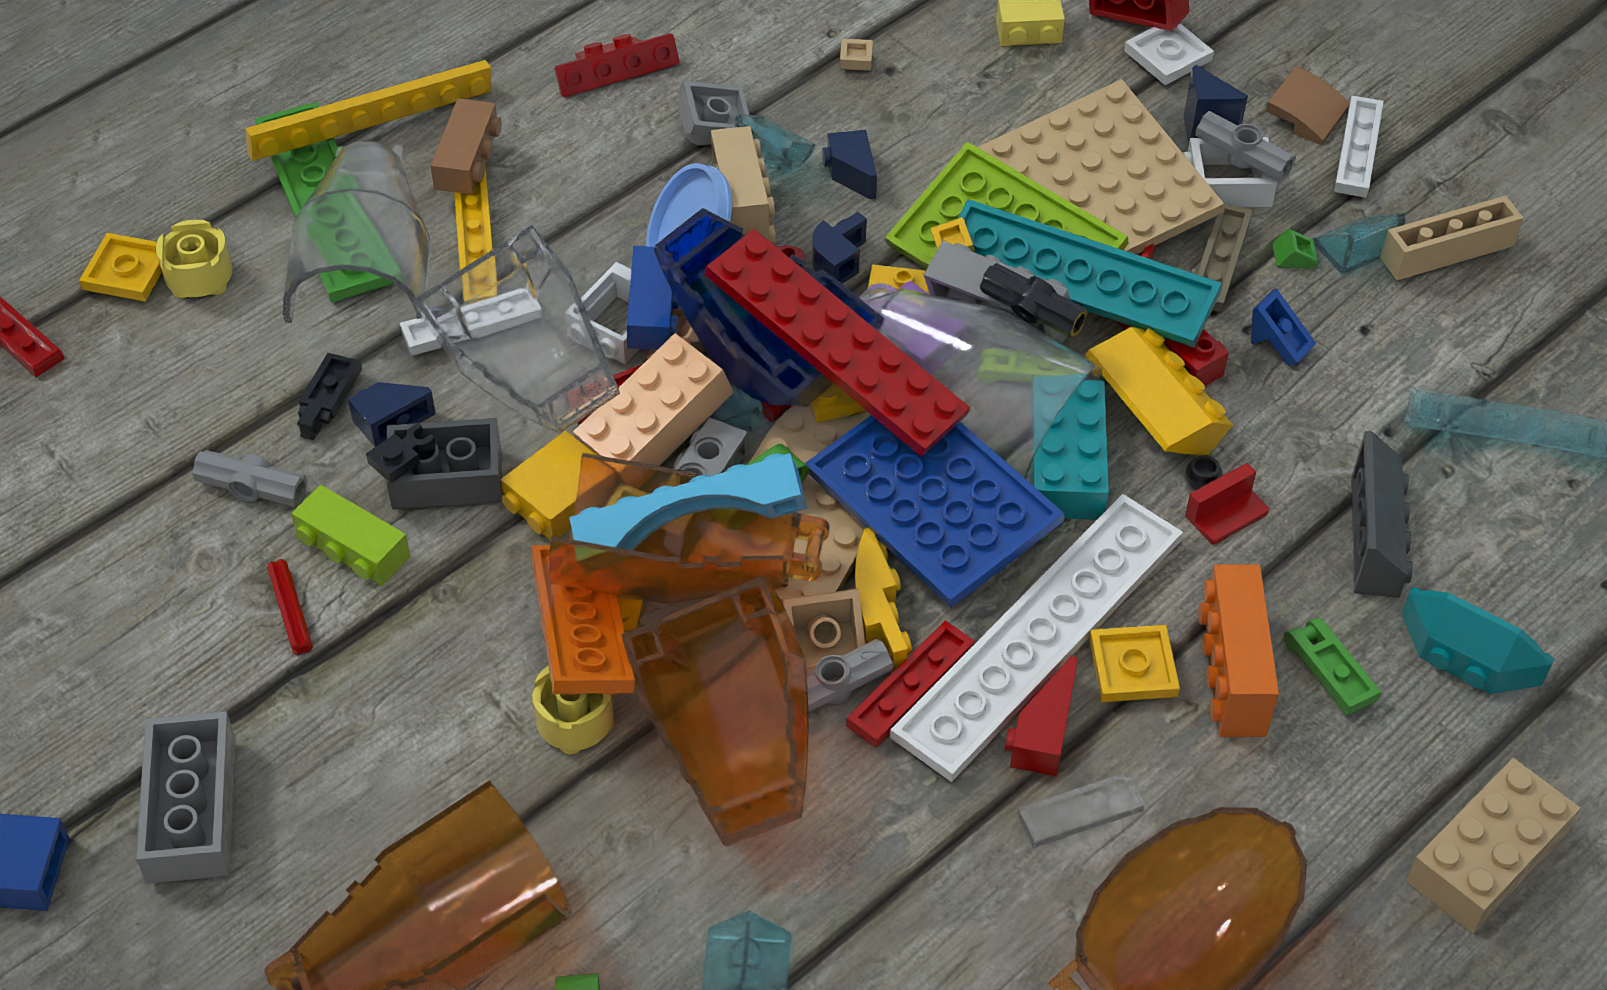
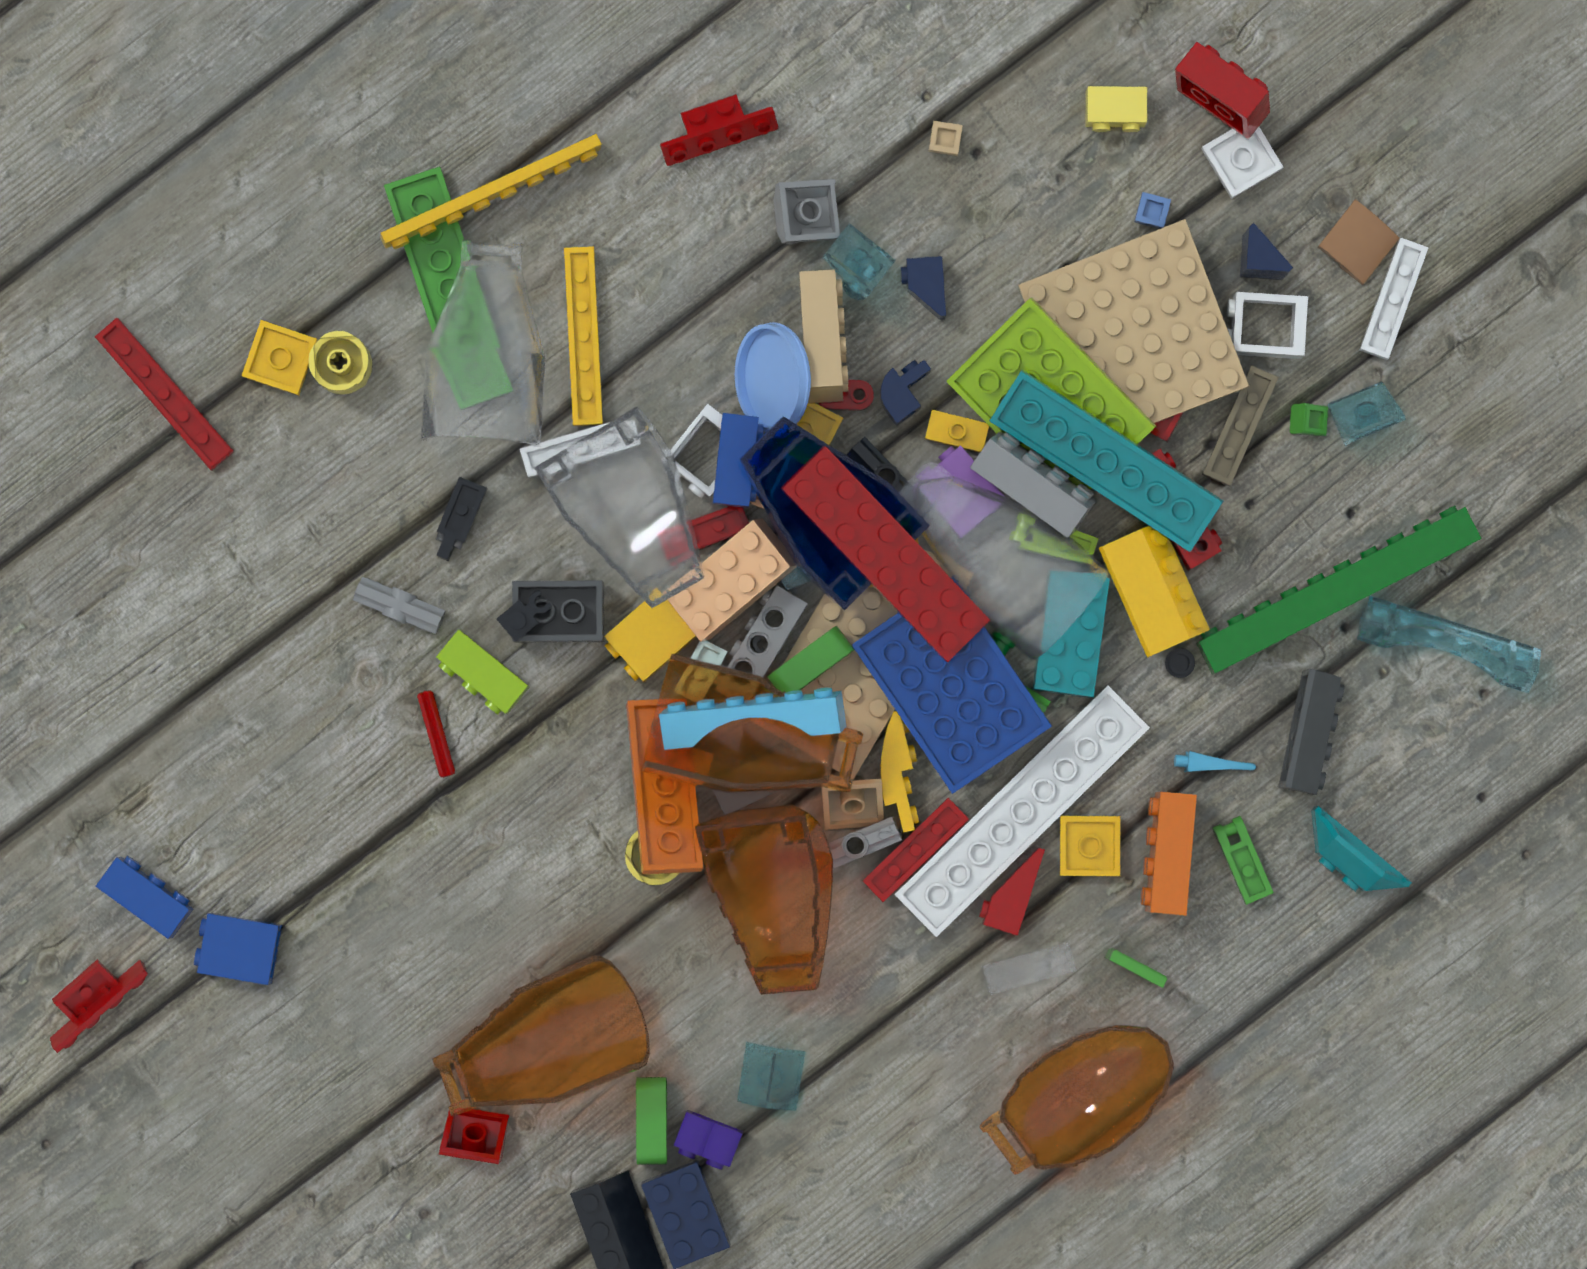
camera: 10 degrees right, 35 degrees up
(186, 797) = (369, 911): light grey brick -> none
(389, 405) = (510, 543): dark blue slope -> none
(465, 146) = (578, 250): medium nougat brick -> none
(953, 233) = (1001, 418): yellow plate -> none
(1033, 300) = (1056, 522): black piece -> none
(1081, 88) = (1152, 210): none -> medium blue plate
(1222, 778) = (1136, 967): none -> bright green tile
(1226, 505) = (1193, 701): red panel -> none
(1245, 146) = (1266, 306): light grey piece -> none
(1274, 569) = (1198, 762): none -> medium azure piece
(1277, 322) = (1275, 523): blue slope -> none
(1371, 389) = (1338, 590): none -> green brick
(1451, 237) = (1446, 430): tan brick -> none
(1492, 845) = (1325, 1031): tan brick -> none

